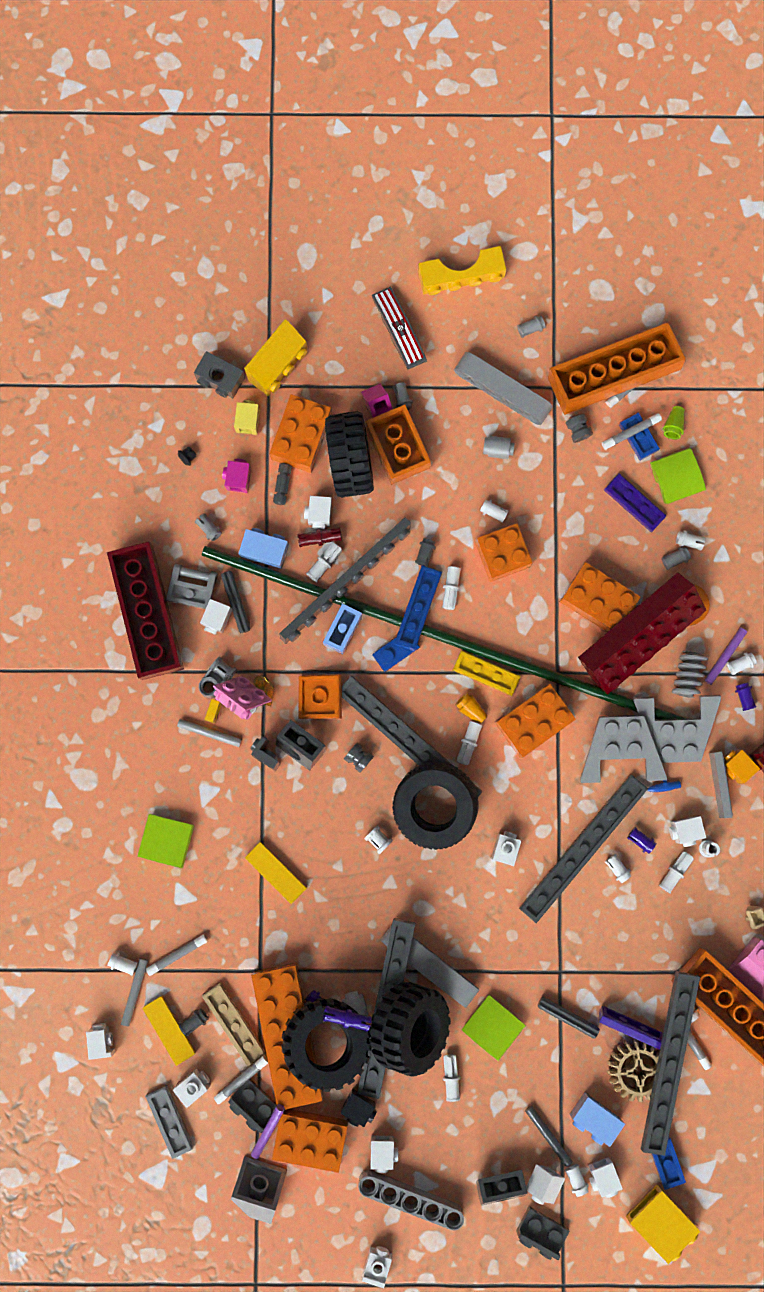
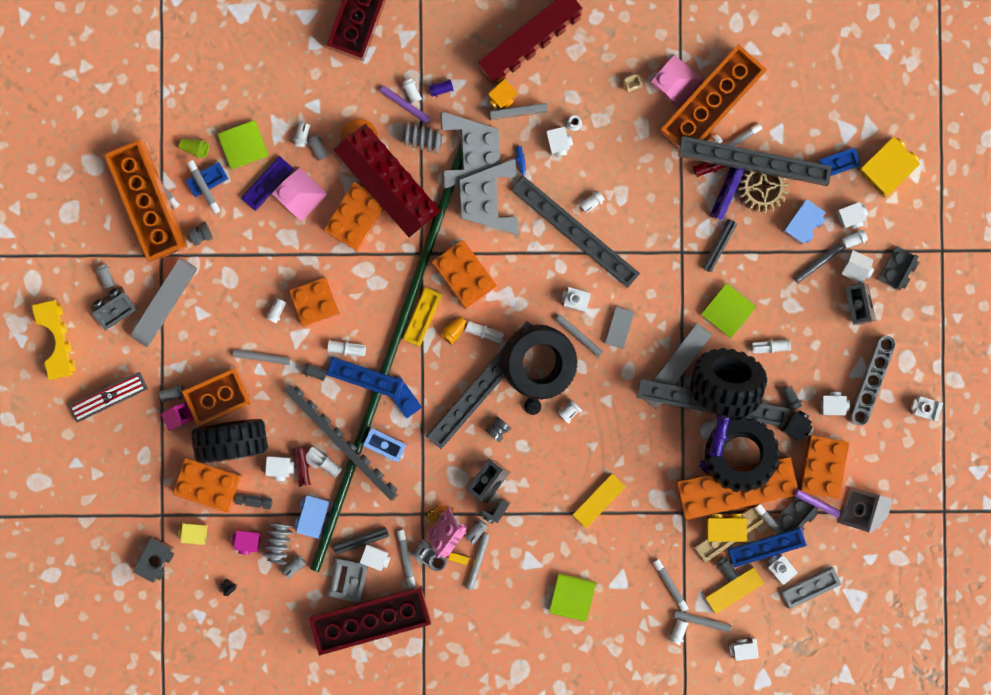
camera: 85 degrees left, 5 degrees up
(214, 652) = (406, 558): none -> light grey bar
(217, 1071) = (767, 547): none -> blue tile
(236, 510) = (277, 542): none -> light grey piece
(239, 1023) = (726, 528): none -> yellow brick
(243, 731) = (476, 531): none -> light grey pin
(276, 358) = (139, 507): yellow slope -> none
(320, 697) = (445, 464): orange tile -> none
(384, 797) = (532, 406): none -> black piece
(390, 1101) = (791, 398): none -> dark grey pin
(439, 511) = (261, 357): none -> light grey bar
(466, 849) = (578, 335): none -> light grey bar
(473, 898) = (619, 327): none -> light grey tile
(496, 333) = (112, 308): none -> dark grey bracket
(498, 447) = (218, 306): light grey brick -> none
(624, 537) = (300, 194): none -> bright pink slope
(642, 840) = (568, 181): dark purple pin -> none
(657, 996) = (700, 170): none -> dark red pin
(676, 872) = (594, 150): white axle -> none

